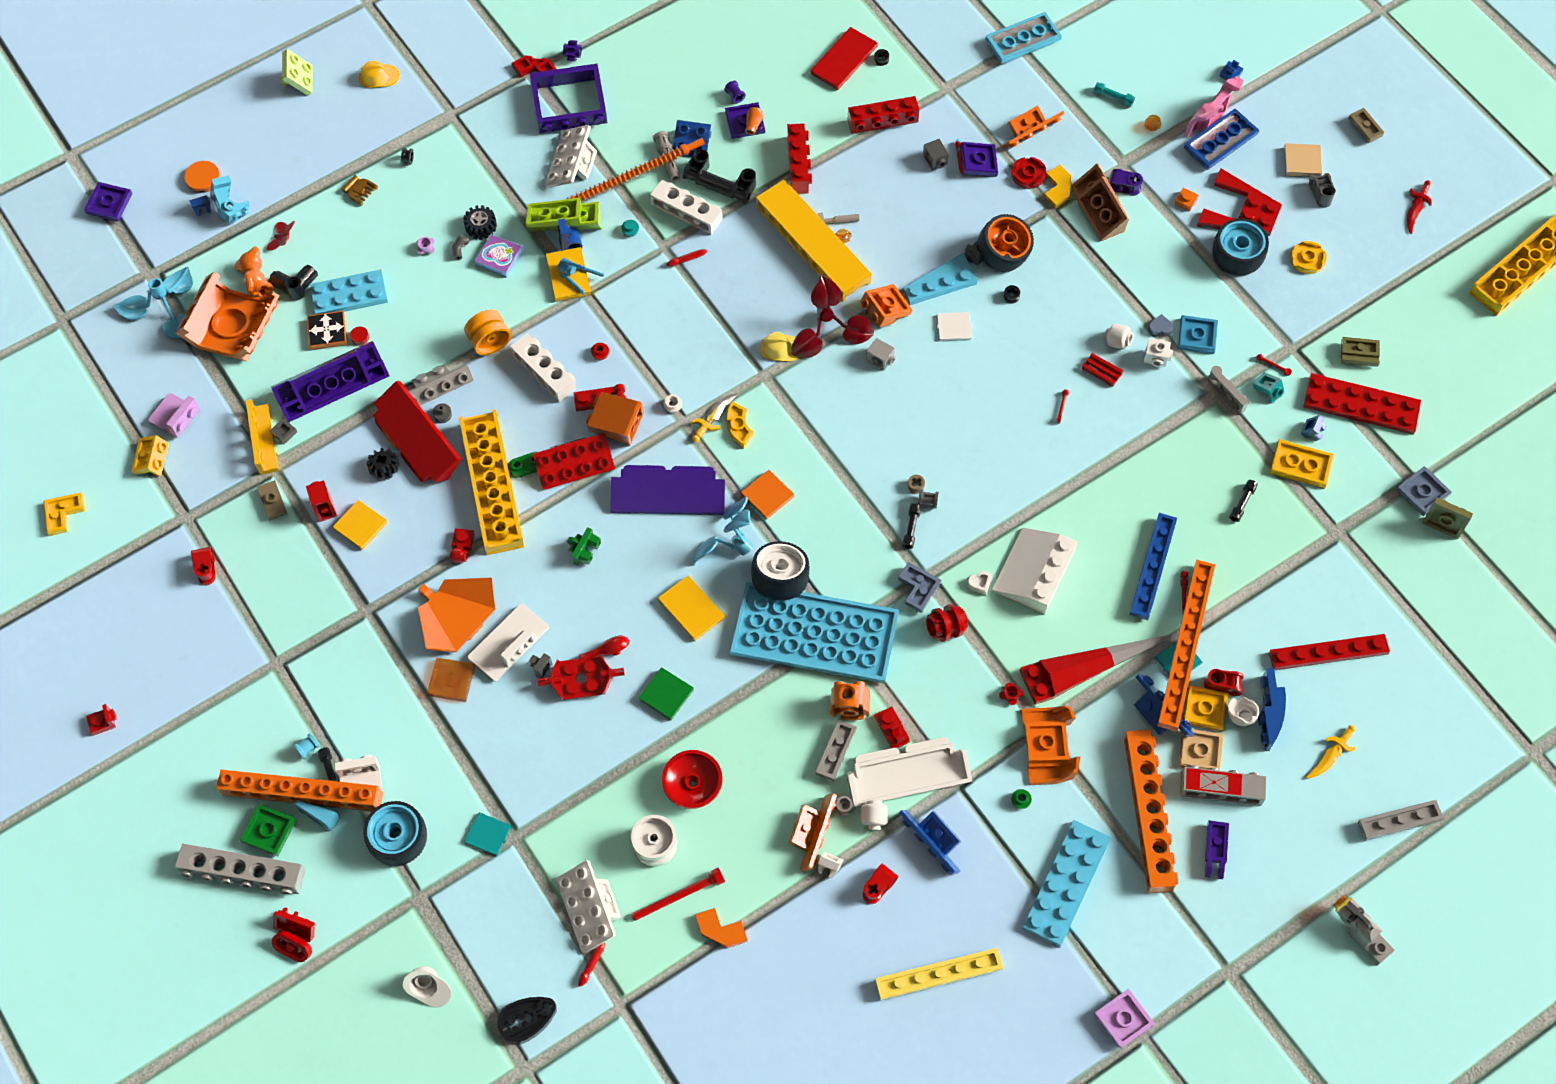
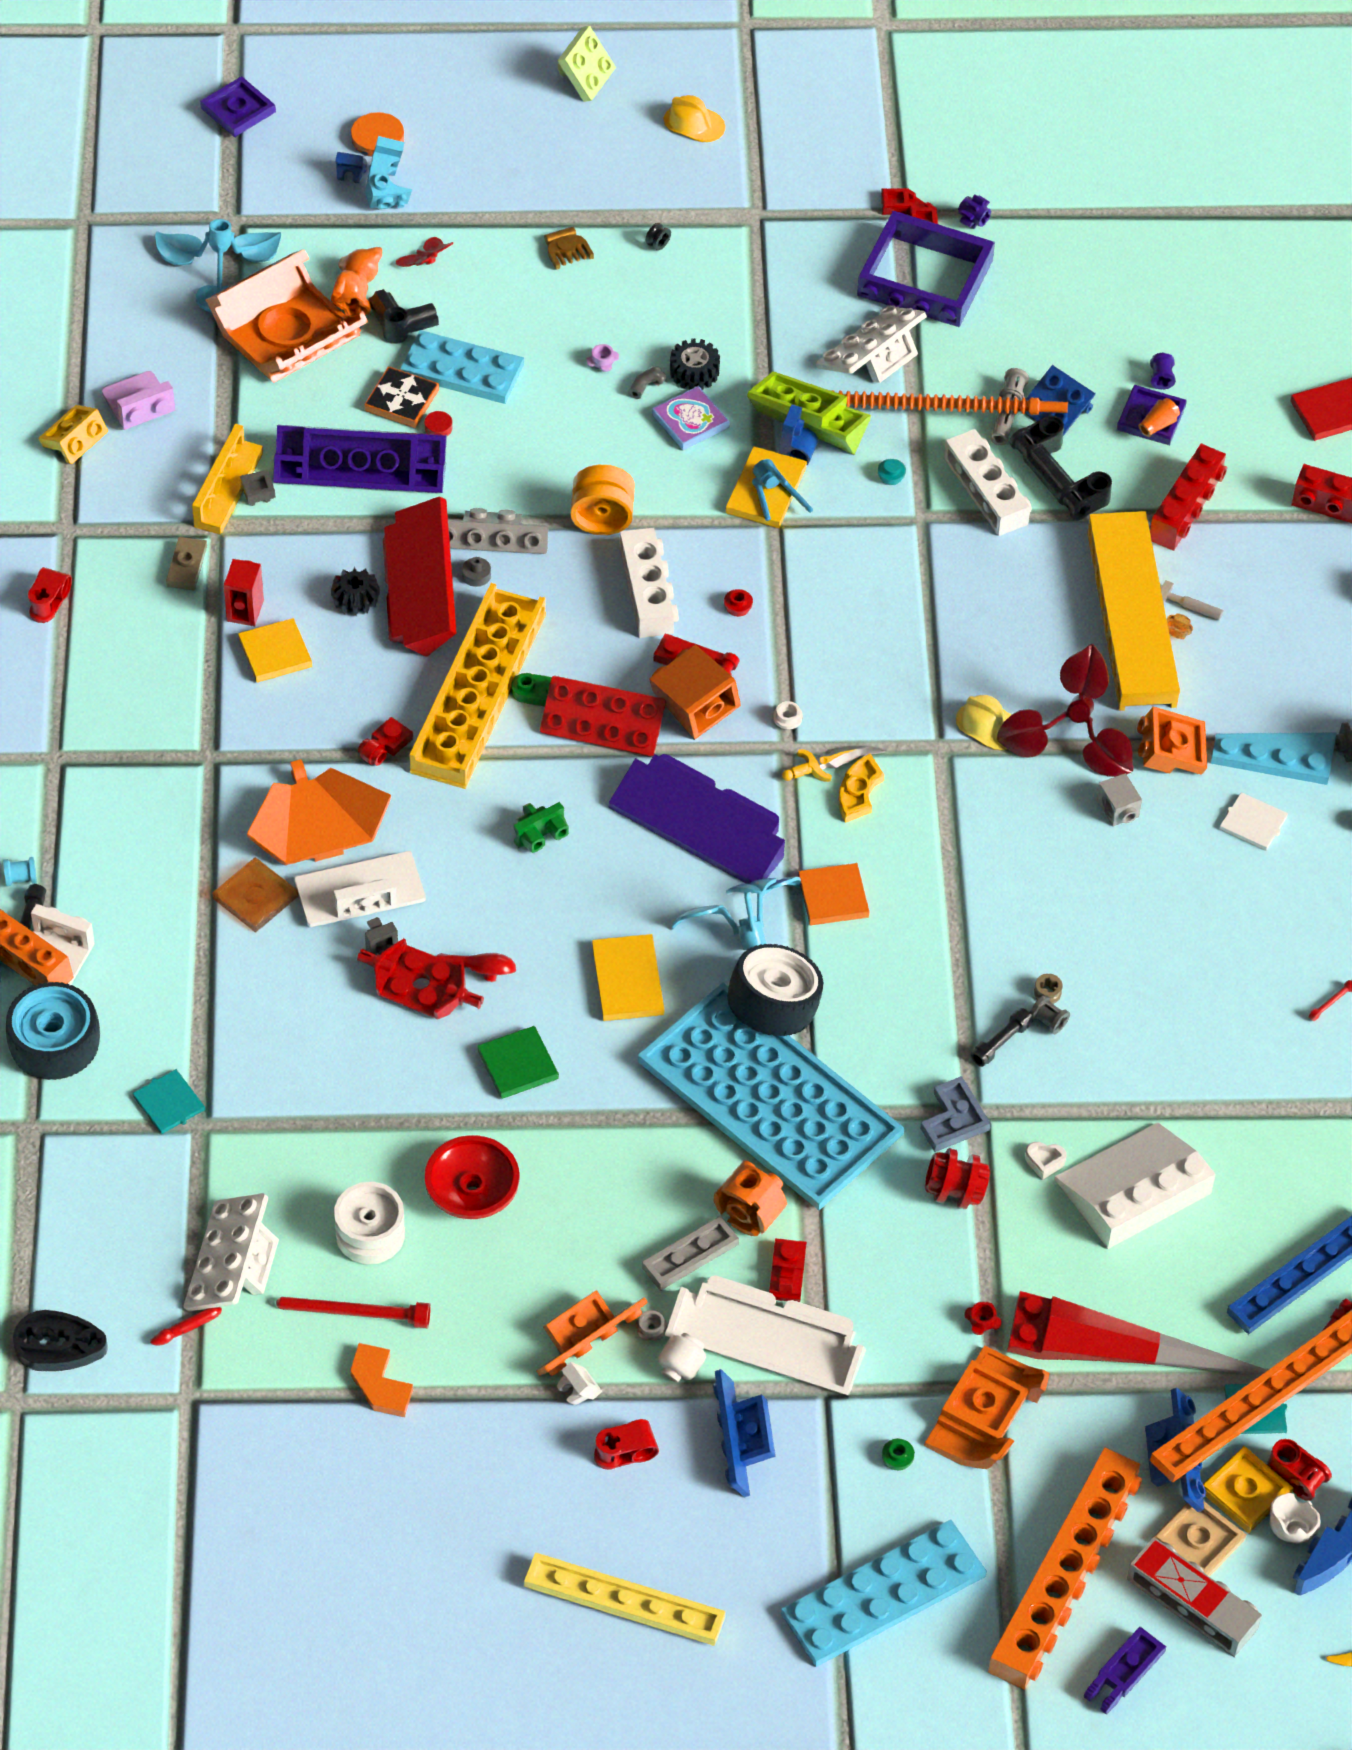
camera: 30 degrees right, 10 degrees down
(687, 257) = (941, 546): red piece -> none

